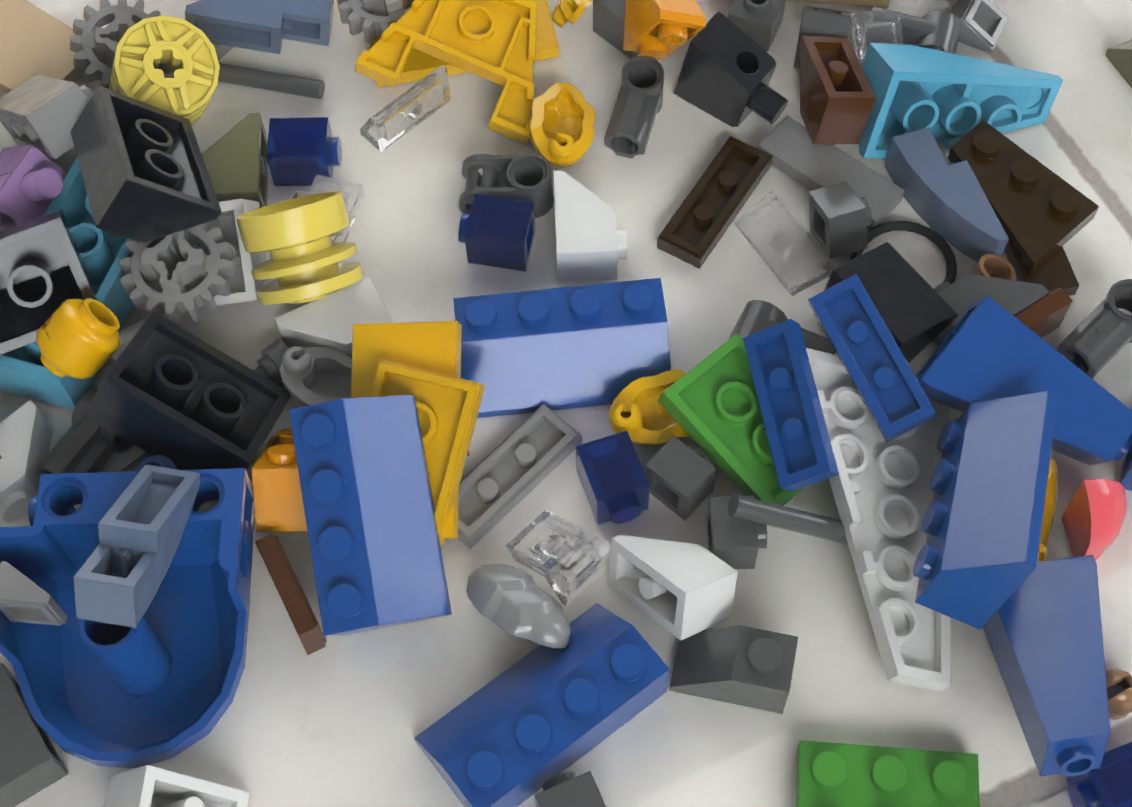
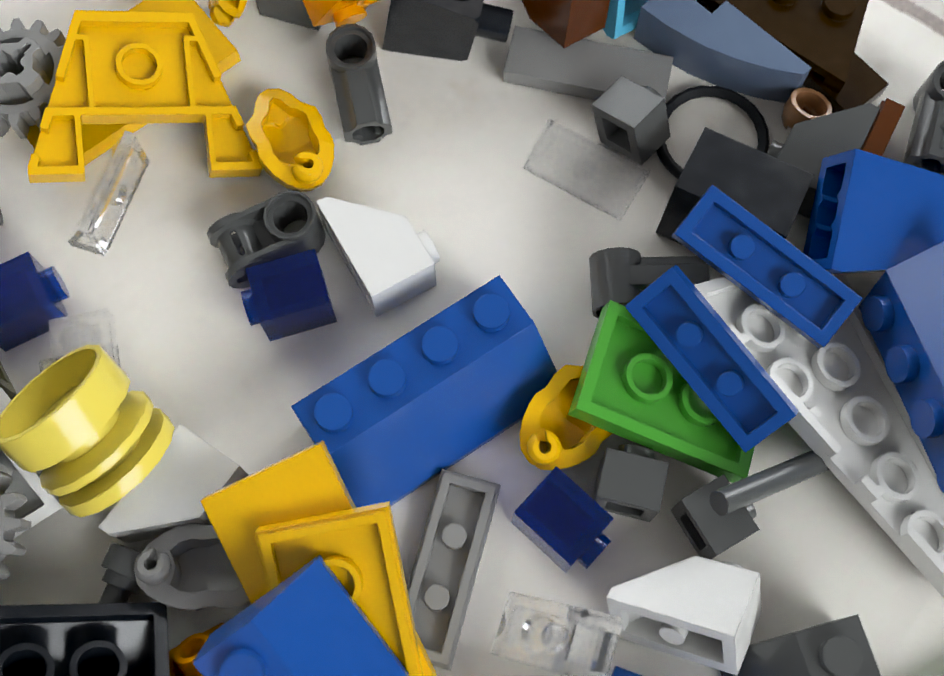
camera: 30 degrees left, 10 degrees up
(714, 202) = (491, 154): dark brown tile -> none

